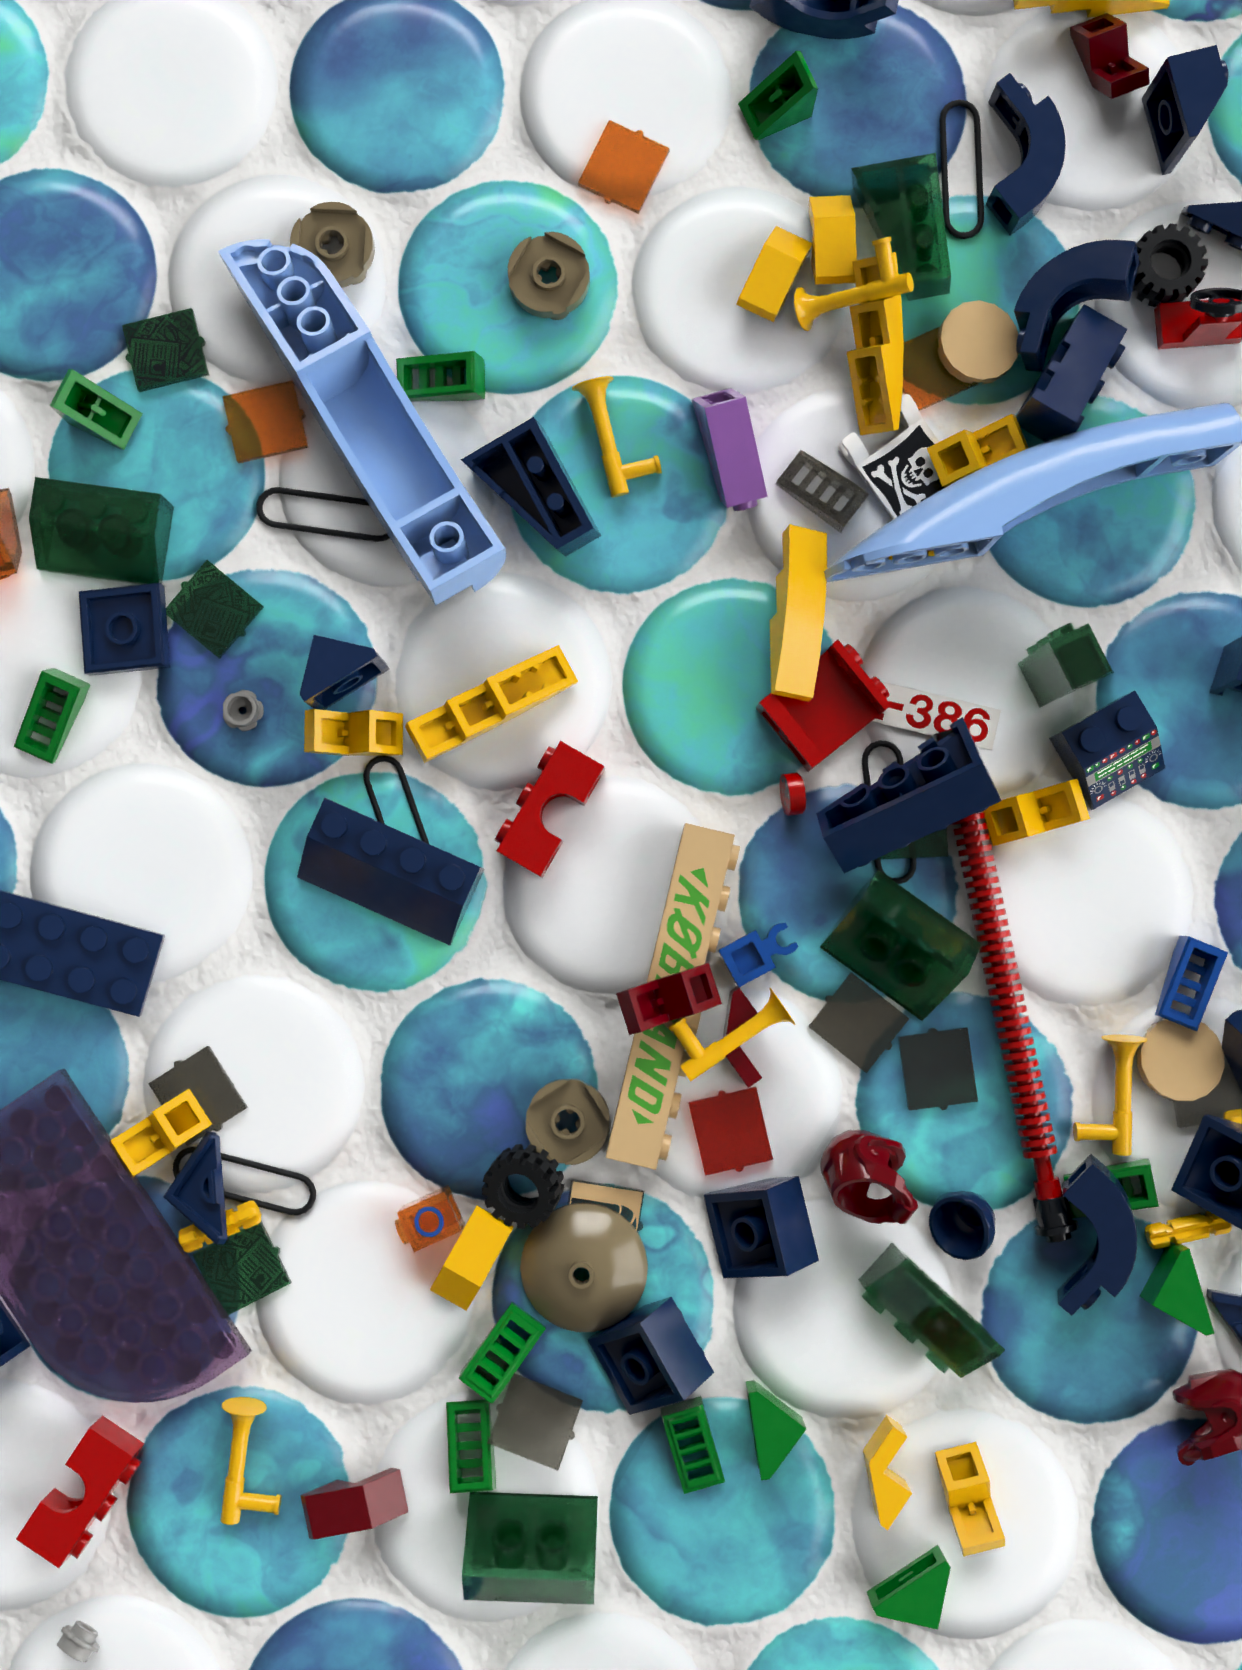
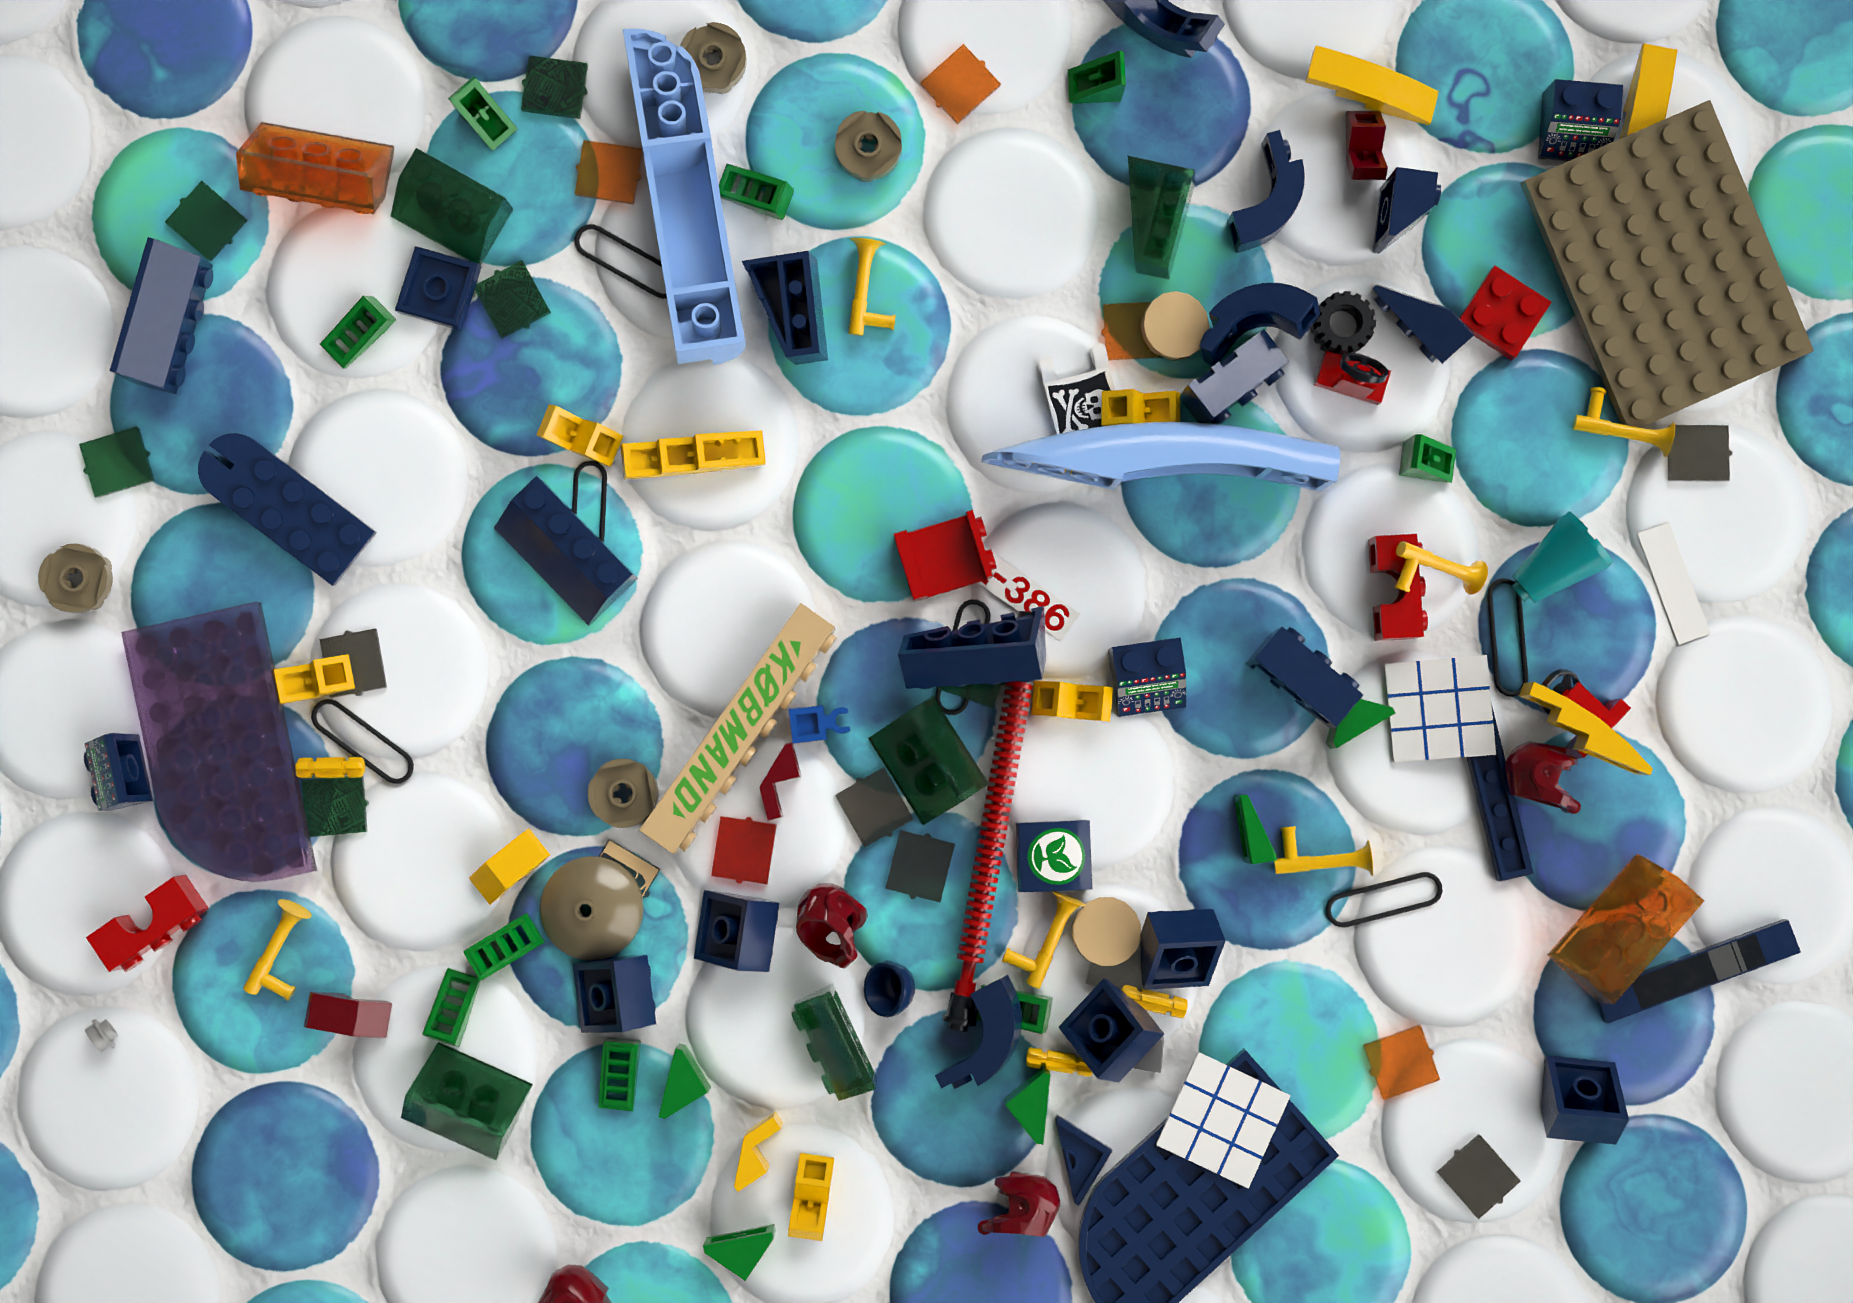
camera: 15 degrees right, 0 degrees up
(200, 1189) = (326, 733): dark blue tile -> none
(240, 699) = (502, 376): light grey plate -> none
(337, 670) = (584, 384): dark blue slope -> none
(429, 1219) = (489, 824): clear orange brick -> none
(511, 1204) = (552, 832): black tyre -> none
(535, 1422) = (507, 1008): clear smoke piece -> none
(563, 774) = (678, 566): red arch -> none
(668, 998) = (733, 728): dark red slope -> none
(704, 1059) = (743, 785): yellow piece -> none
(731, 448) = (951, 332): medium lavender slope -> none
(774, 273) = (1040, 211): yellow slope -> none
(792, 794) = (893, 613): red tile -> none
(800, 613) = (952, 479): yellow slope -> none
(810, 306) = (1055, 248): yellow piece -> none
(825, 511) = (1022, 416): clear smoke slope -> none
(833, 239) = (1095, 203): yellow slope -> none
(878, 355) = (1092, 307): yellow slope -> none
(944, 170) = (1232, 192): black piece -> none
(1064, 663) = (1141, 596): clear green wedge -> none
(1086, 997) = (1054, 856): none -> slope
(1209, 974) = (1163, 865): blue slope -> none

